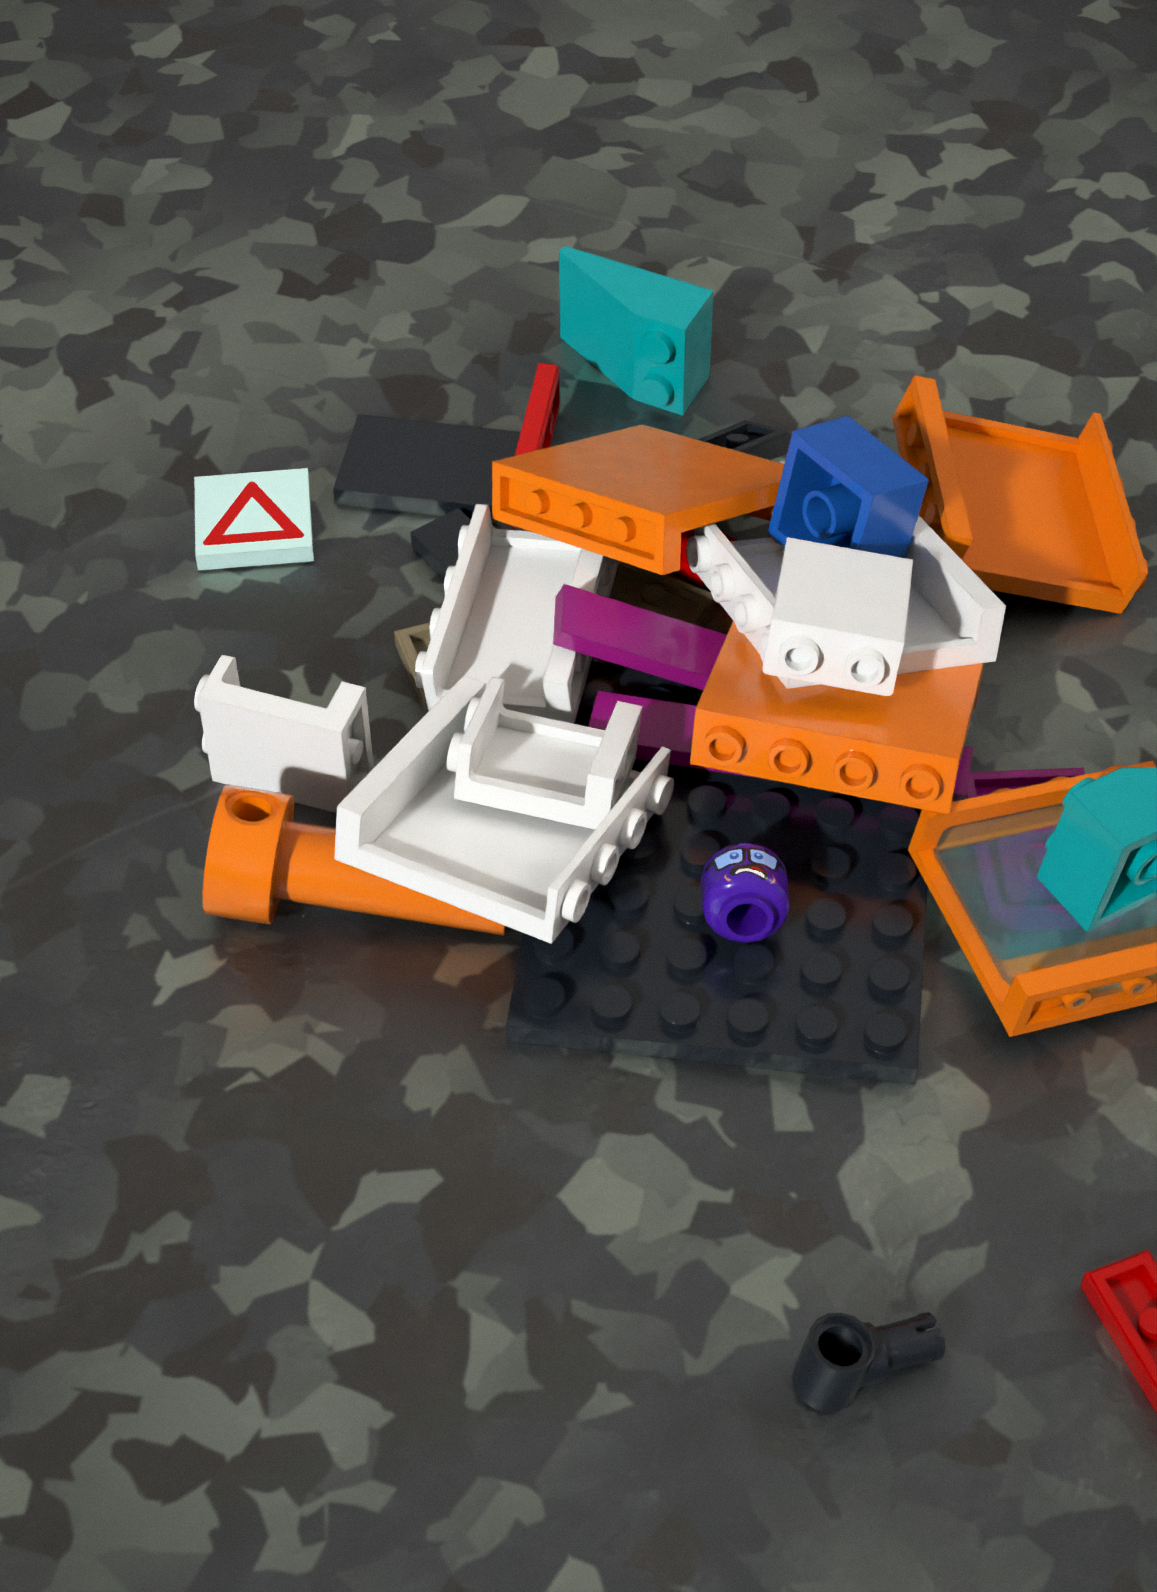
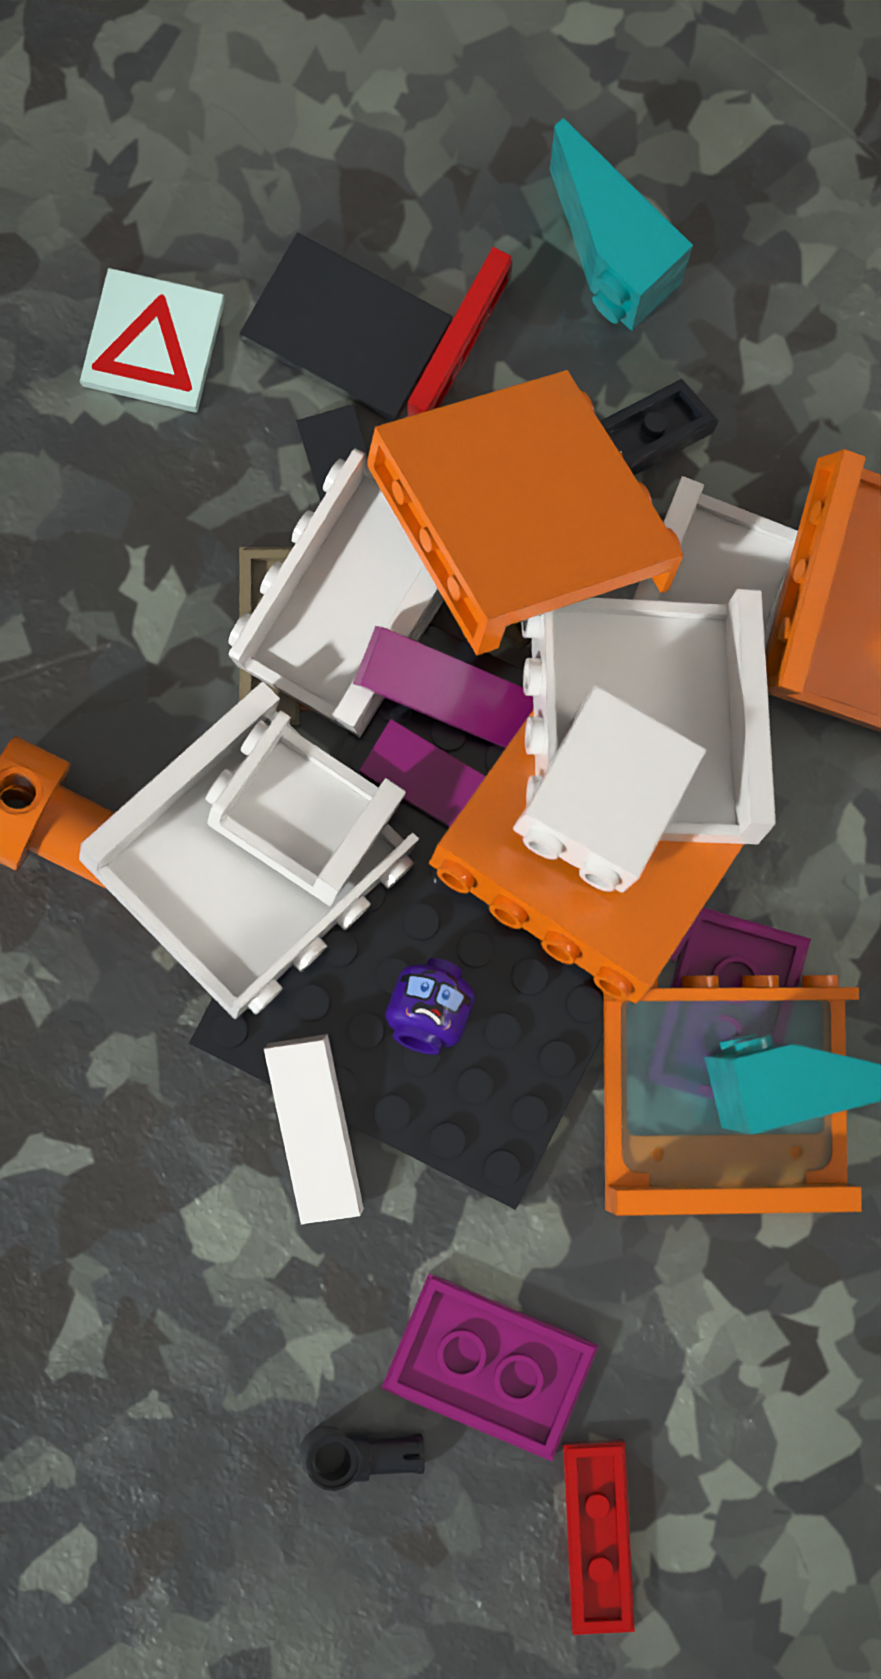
camera: 20 degrees right, 35 degrees up
(284, 742) = (130, 714): white panel -> none
(673, 1051) = (314, 1129): none -> white tile
(847, 491) = (688, 630): blue brick -> none
(964, 1231) = (490, 1366): none -> magenta tile

